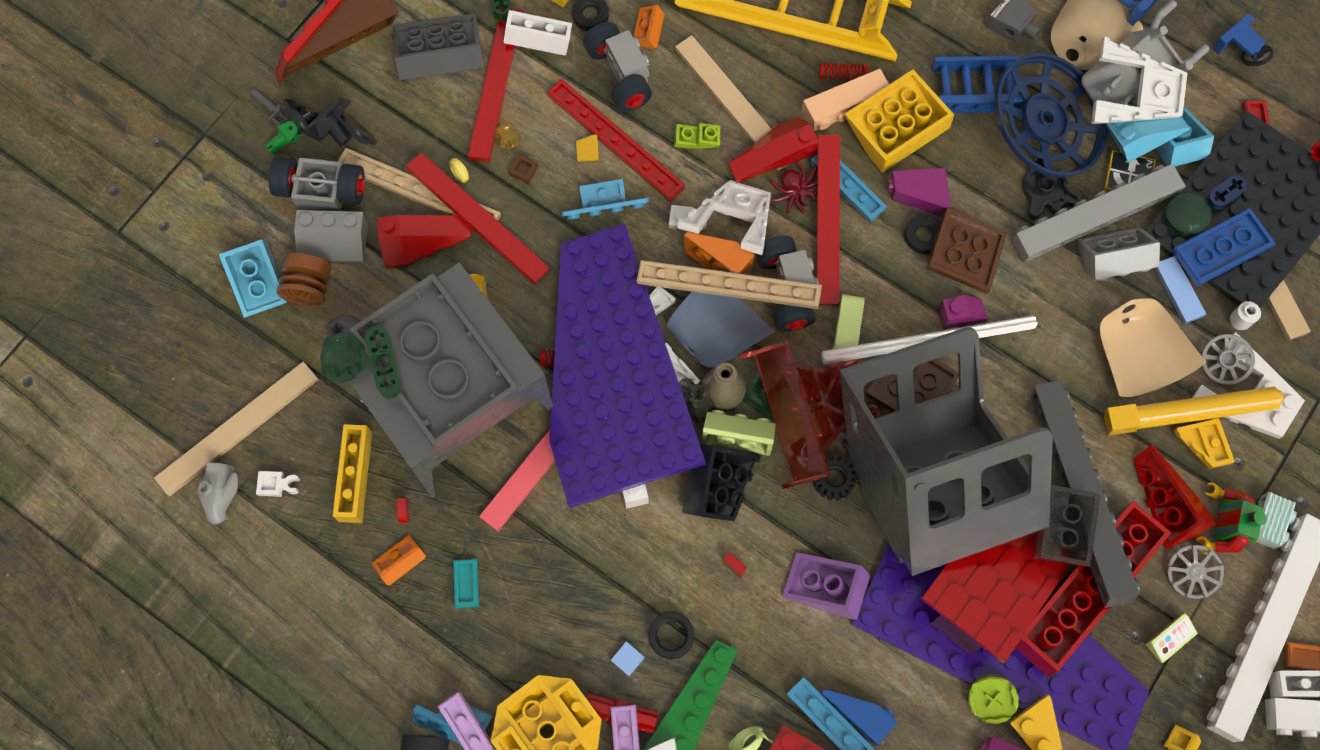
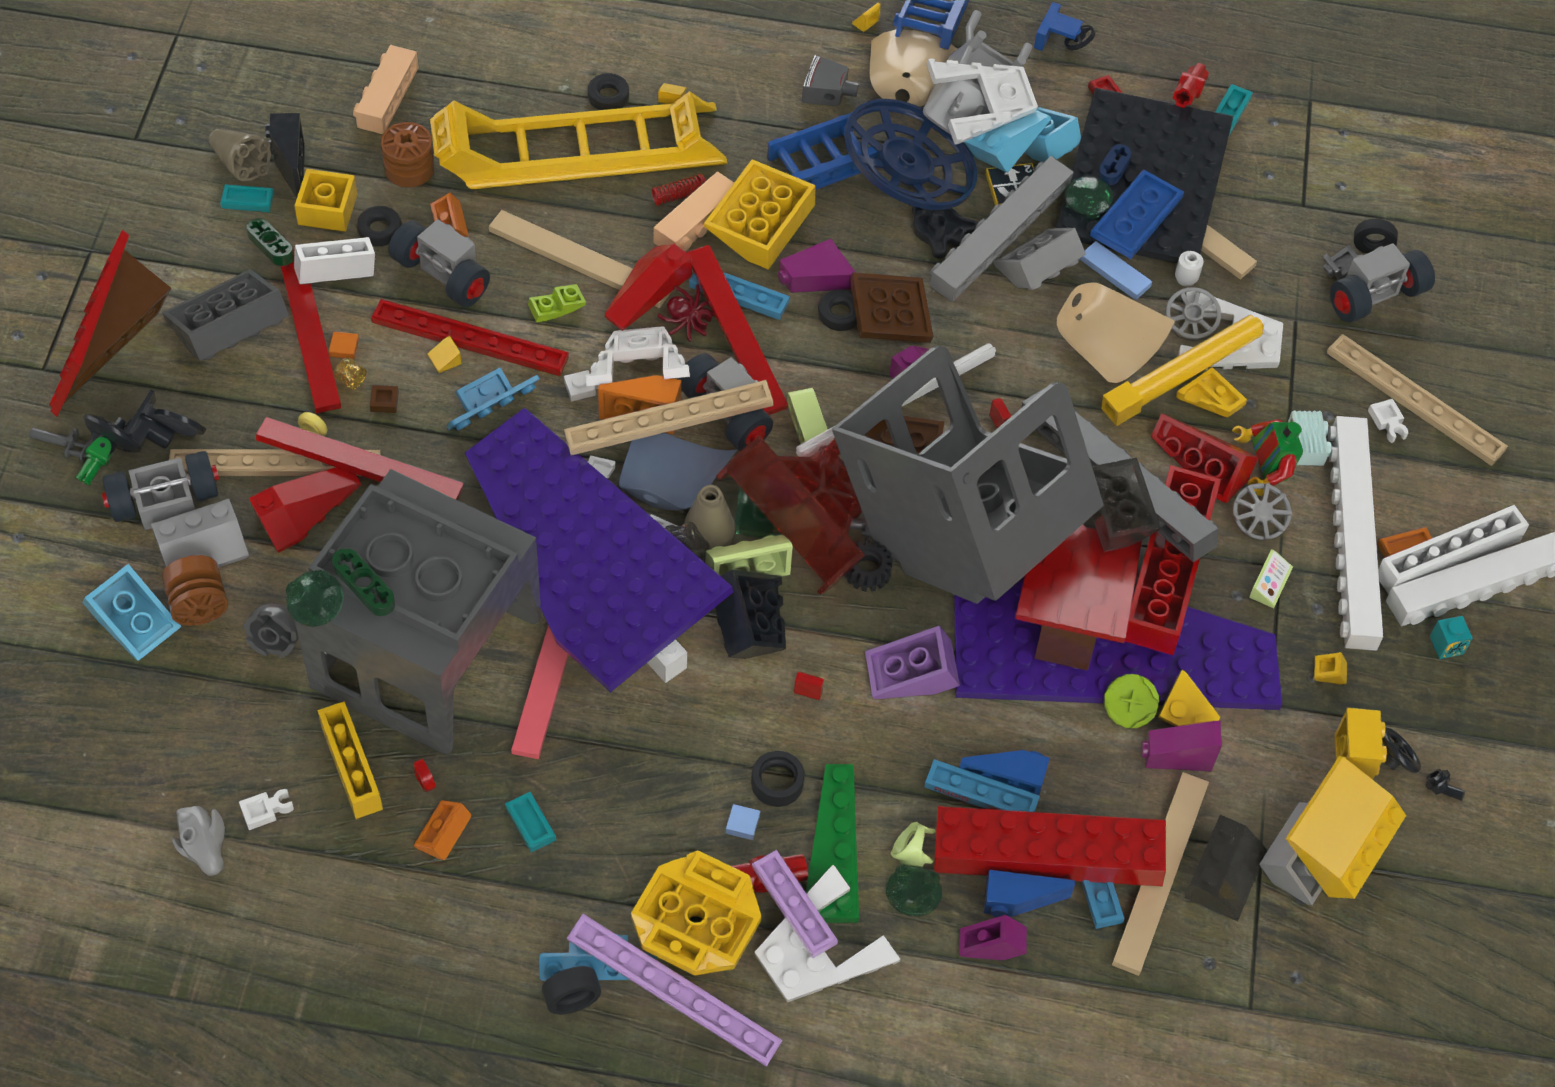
camera: 30 degrees left, 15 degrees down
(236, 429) = (187, 775): tan tile -> none
(515, 108) = (343, 345): none -> orange tile
(1011, 387) = (999, 412): none -> red tile

